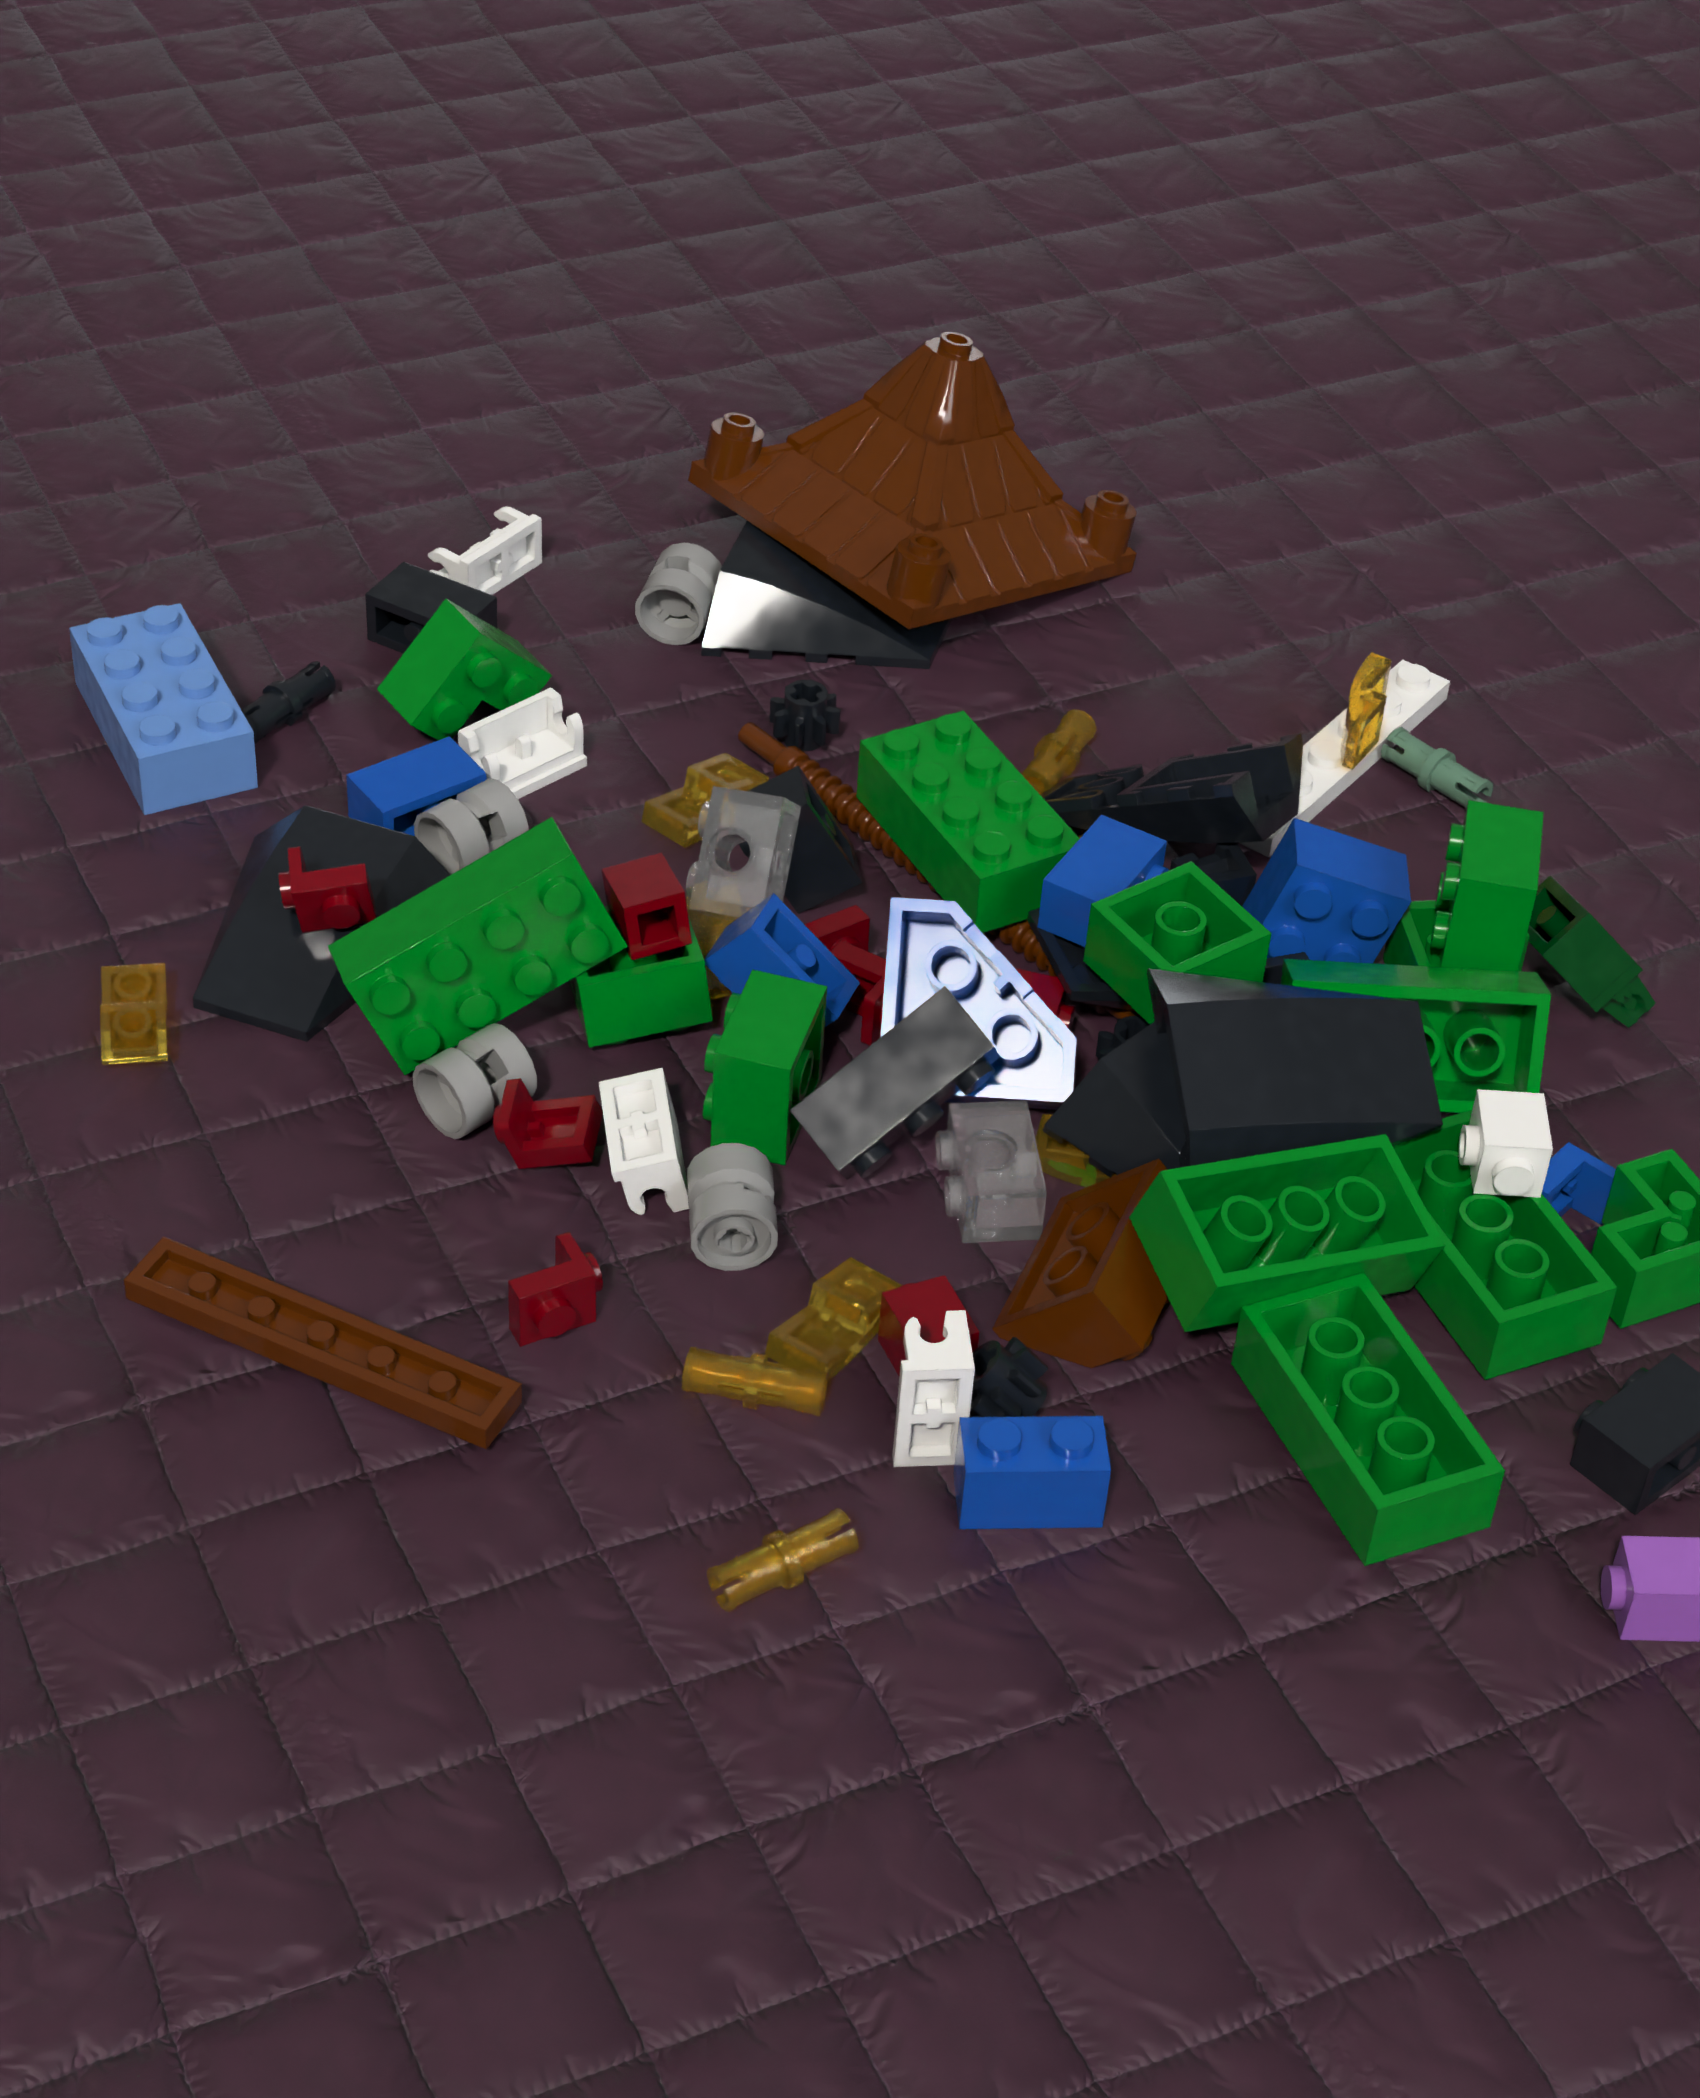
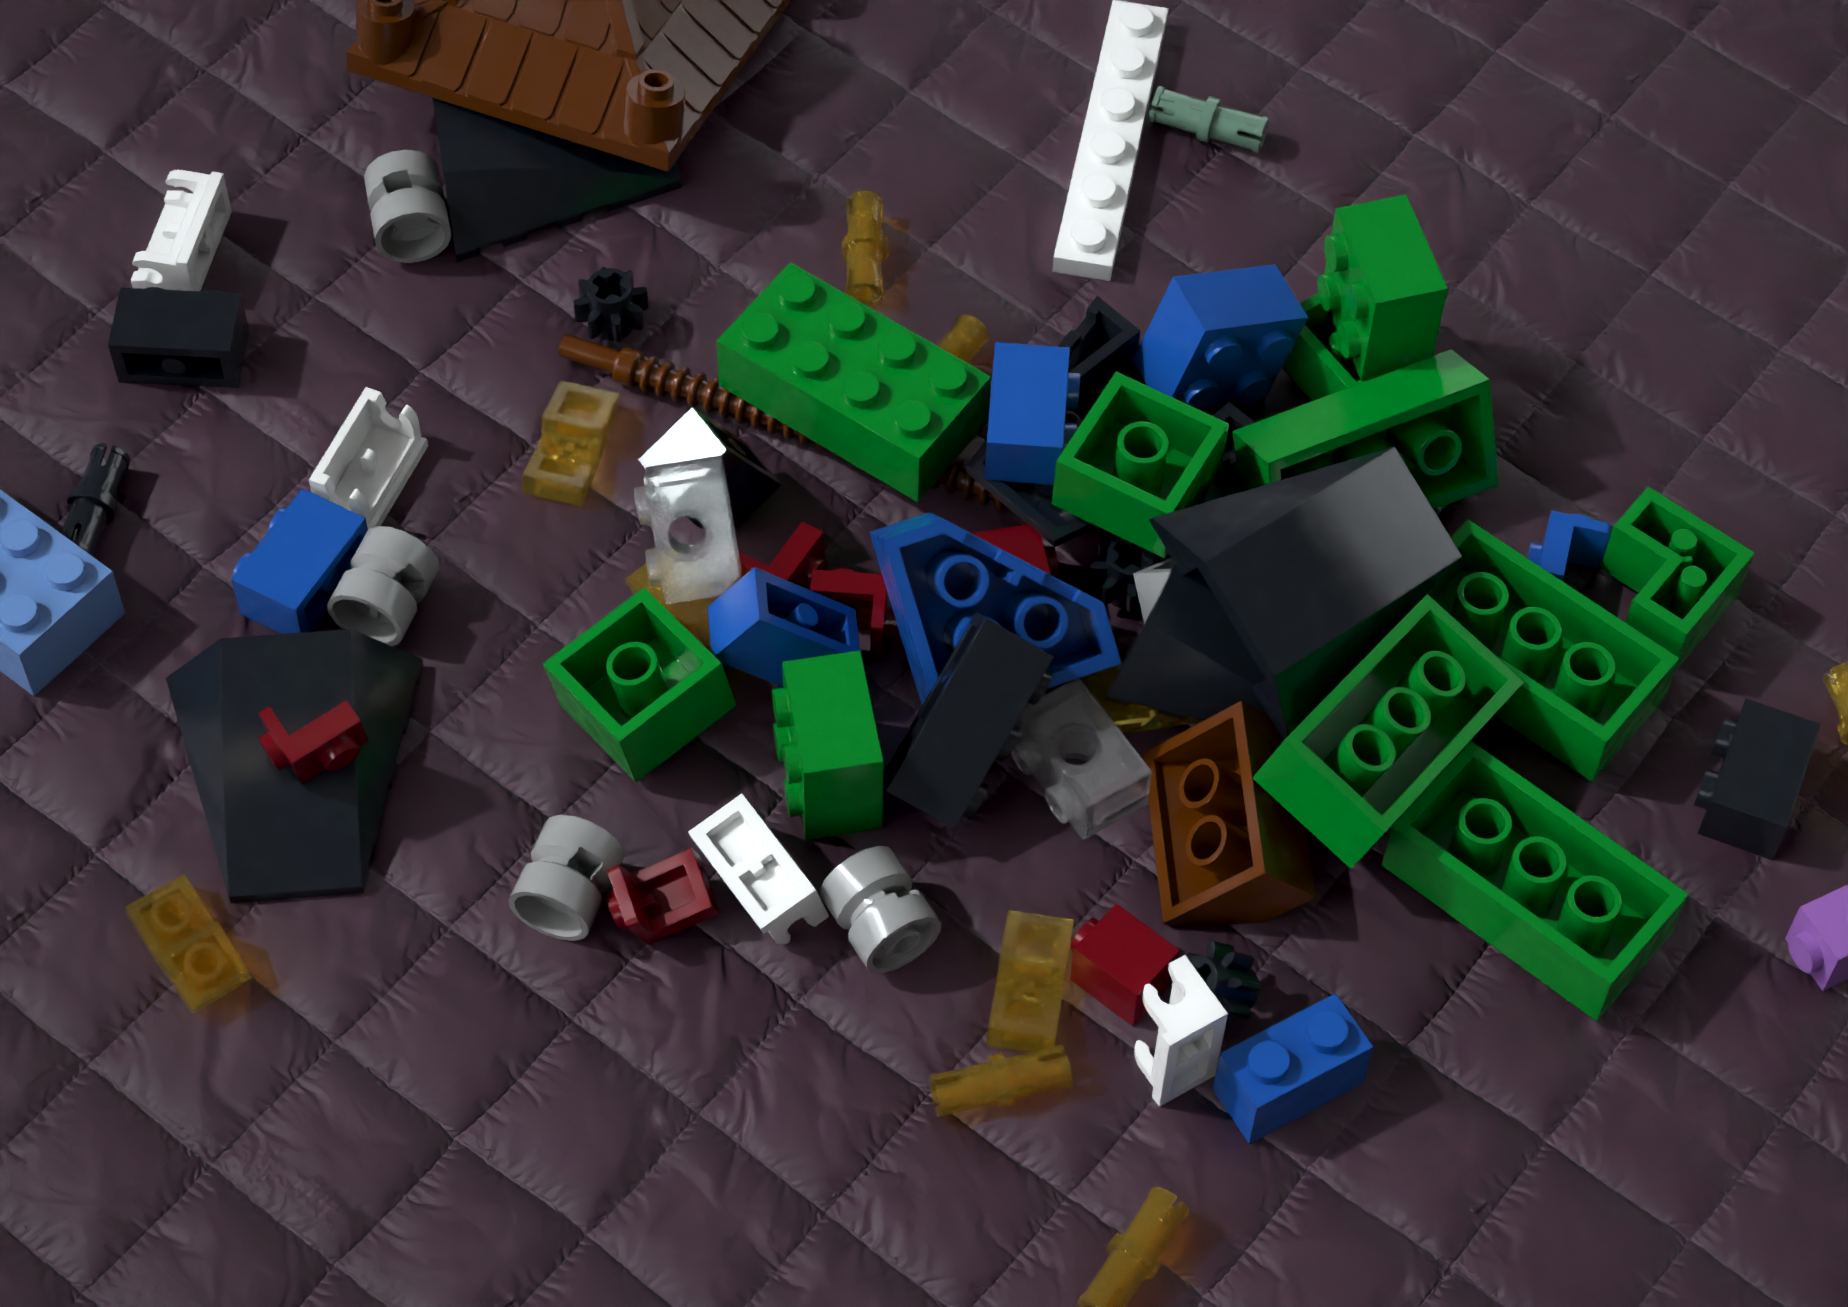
camera: 25 degrees left, 15 degrees up
(324, 1342) = (597, 1227): reddish brown plate -> none
(455, 667) = (258, 400): green brick -> none
(477, 946) = (507, 746): green brick -> none
(555, 1297) = (784, 1084): dark red bracket -> none
(647, 905) = (640, 630): dark red brick -> none
(1192, 798) = (1021, 265): black wedge -> none
(1365, 710) = (1127, 92): clear yellow slope -> none
(1507, 1143) = (1528, 555): white brick -> none
(1586, 955) = (1479, 302): dark green hinge -> none

